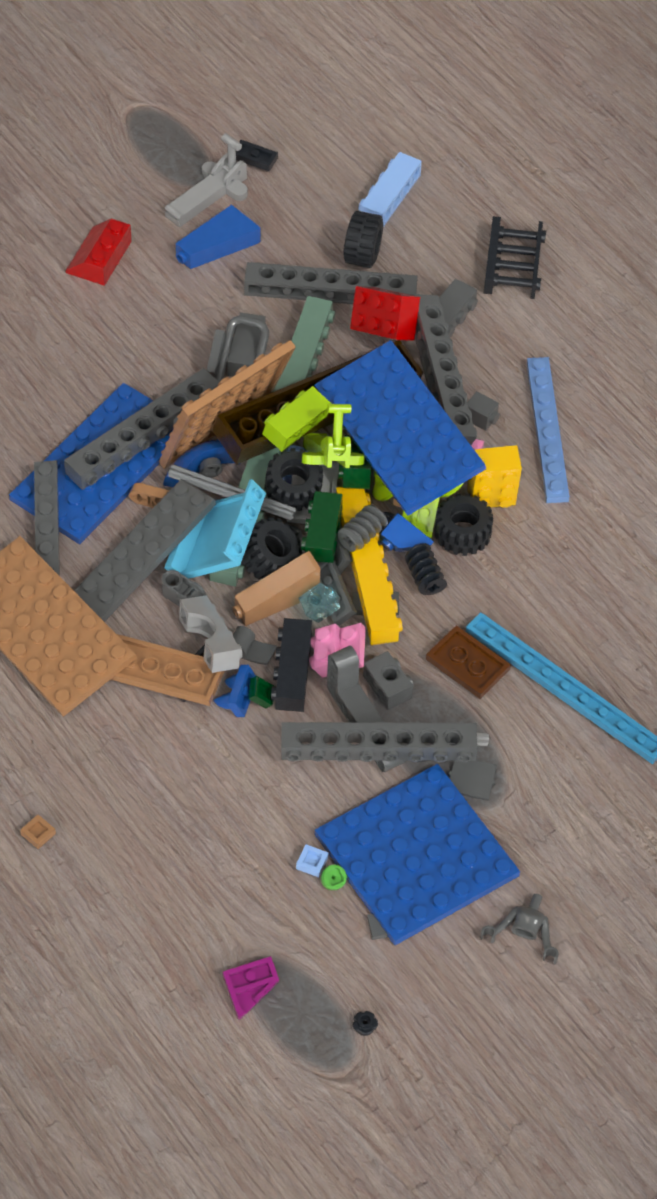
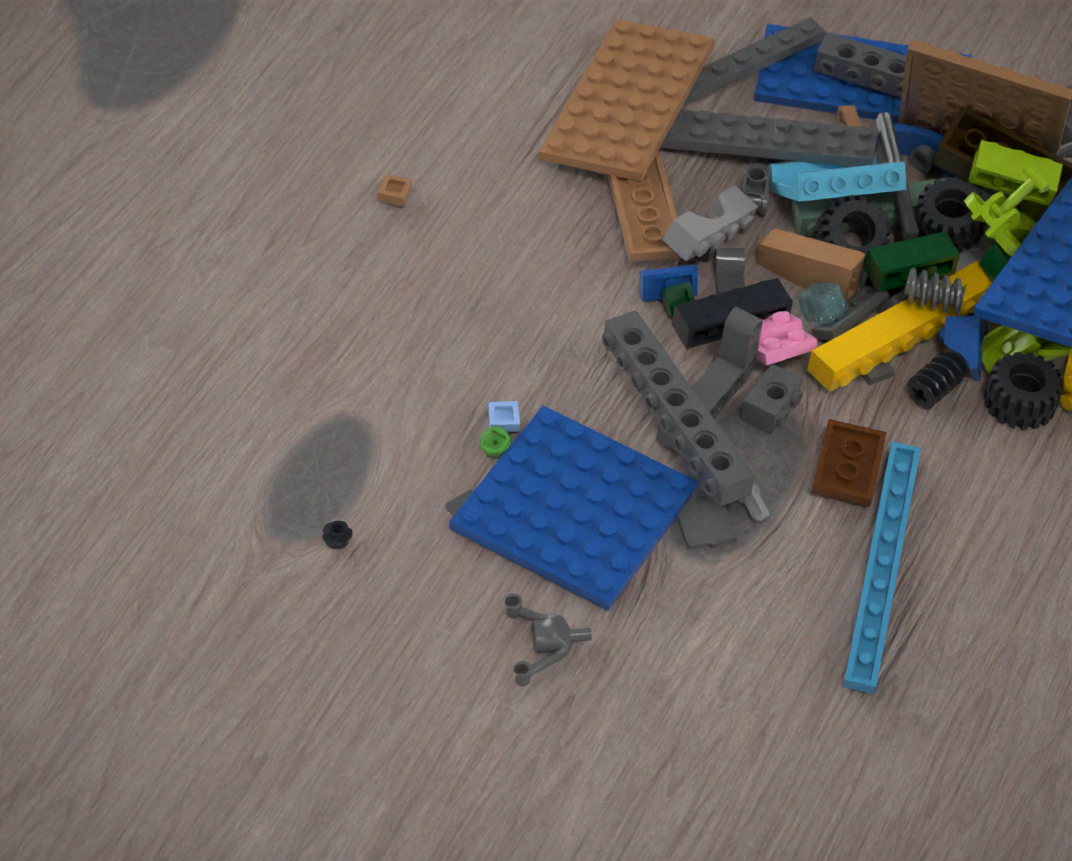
camera: 60 degrees right, 5 degrees down
(250, 984) = (323, 419): magenta wing -> none

